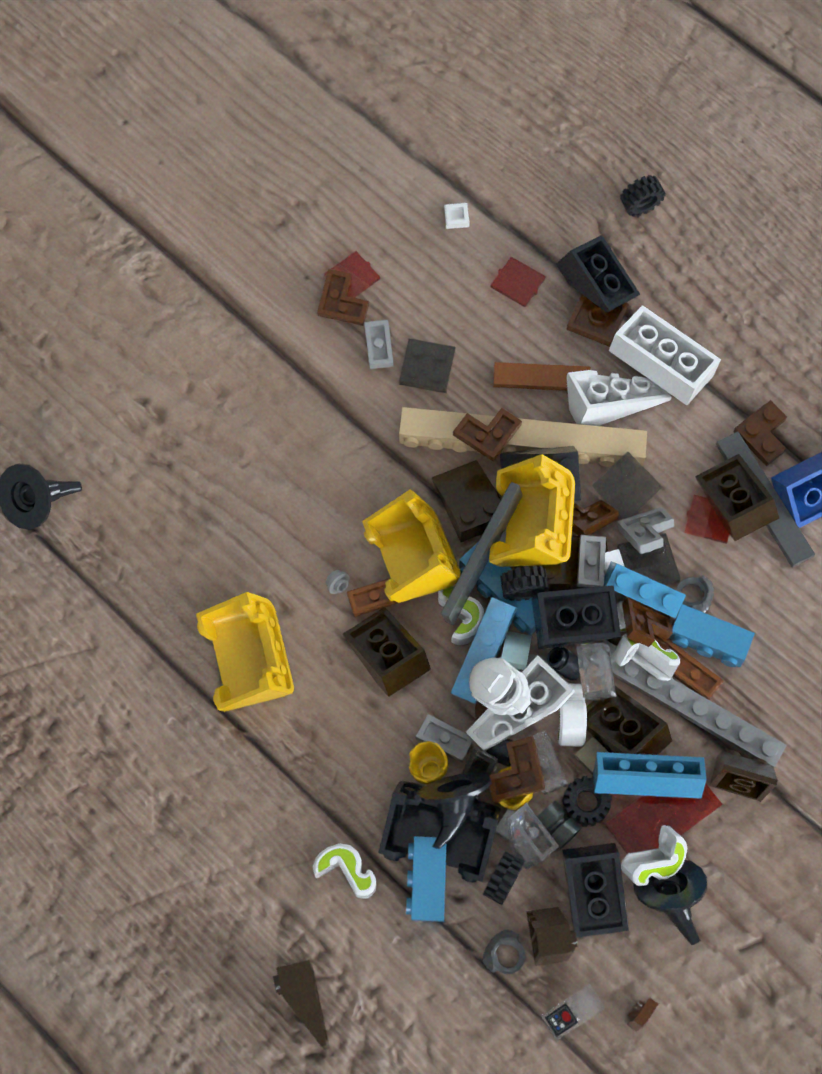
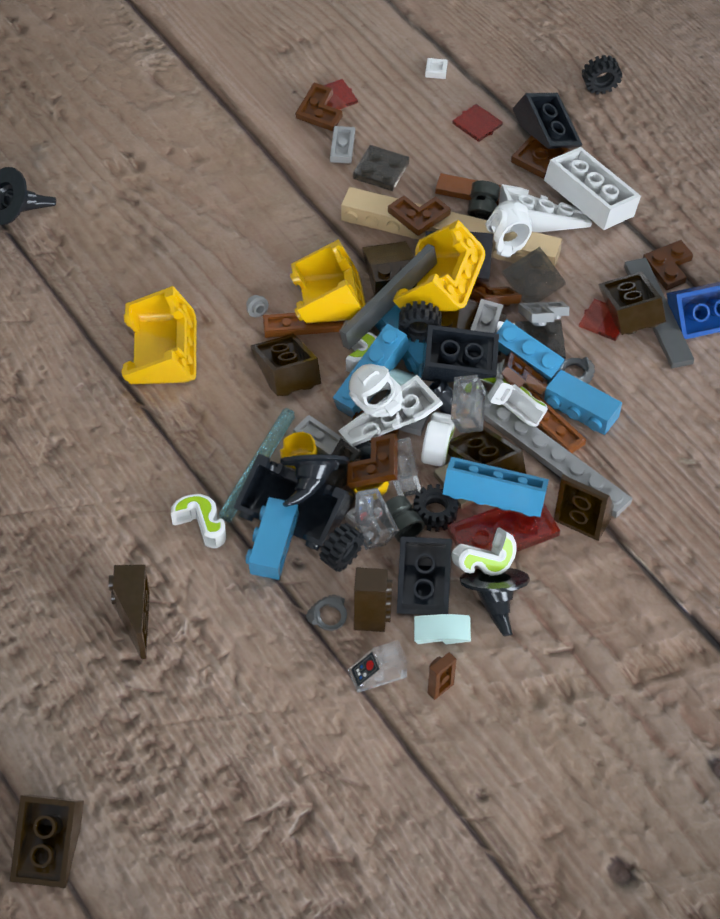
camera: 10 degrees right, 15 degrees down
(386, 785) = (267, 448): none -> clear light blue axle
(547, 386) = (483, 200): none -> pearl dark grey wheel
(589, 429) = (506, 218): none -> white helmet
(627, 950) = (442, 627): none -> light aqua slope

